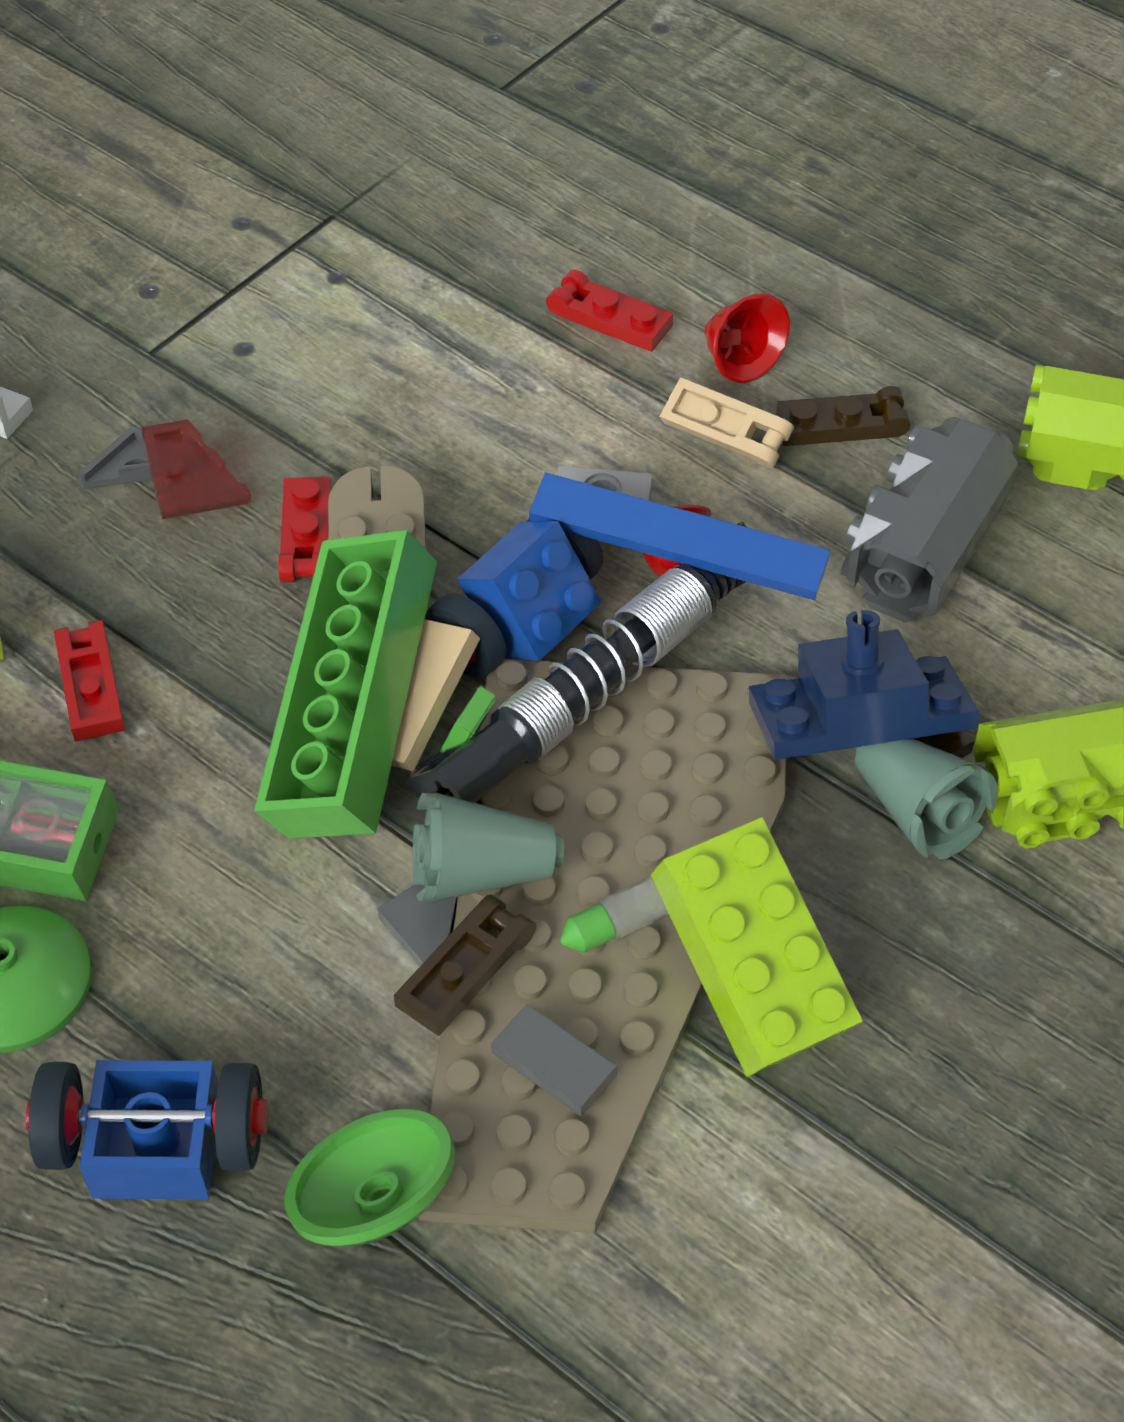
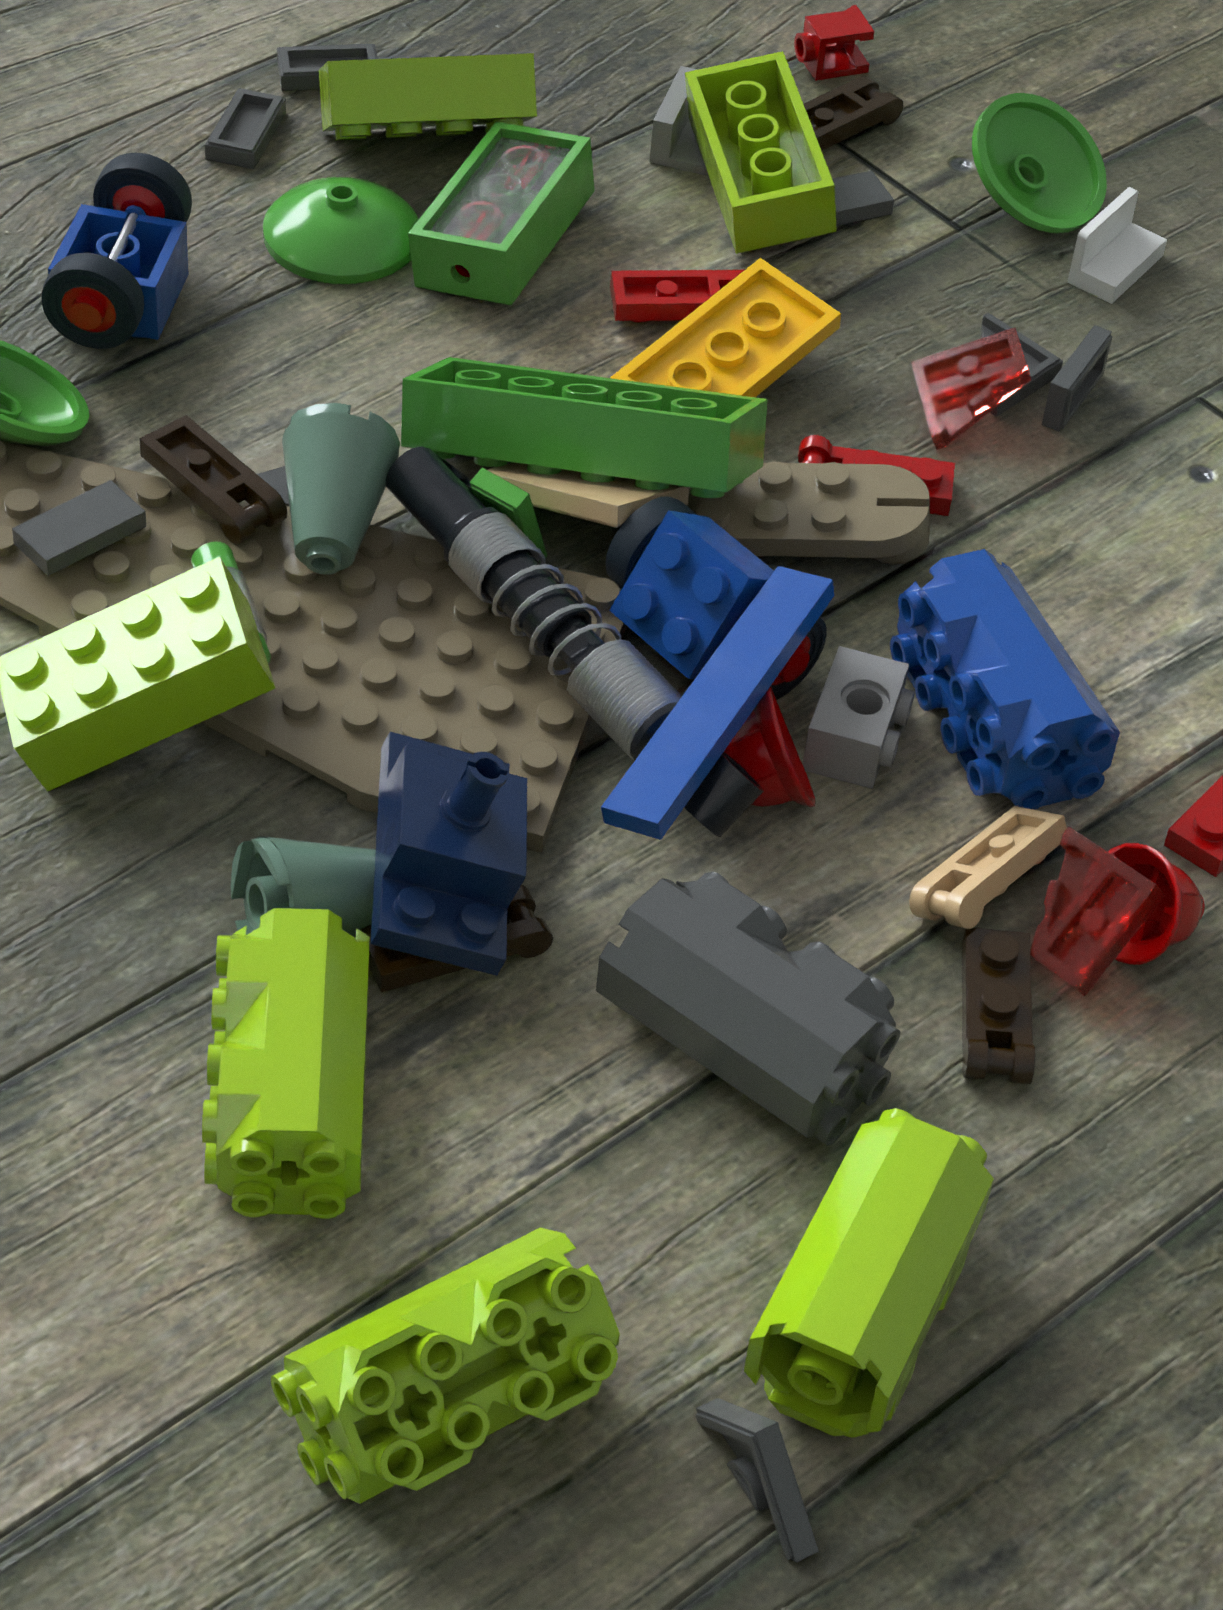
camera: 95 degrees right, 5 degrees down
(150, 405) = (1077, 378): none -> dark grey tile
(191, 635) = (738, 336): none -> yellow plate
(582, 404) = (1010, 689): none -> blue brick
(762, 361) = (1090, 912): none -> clear red wing

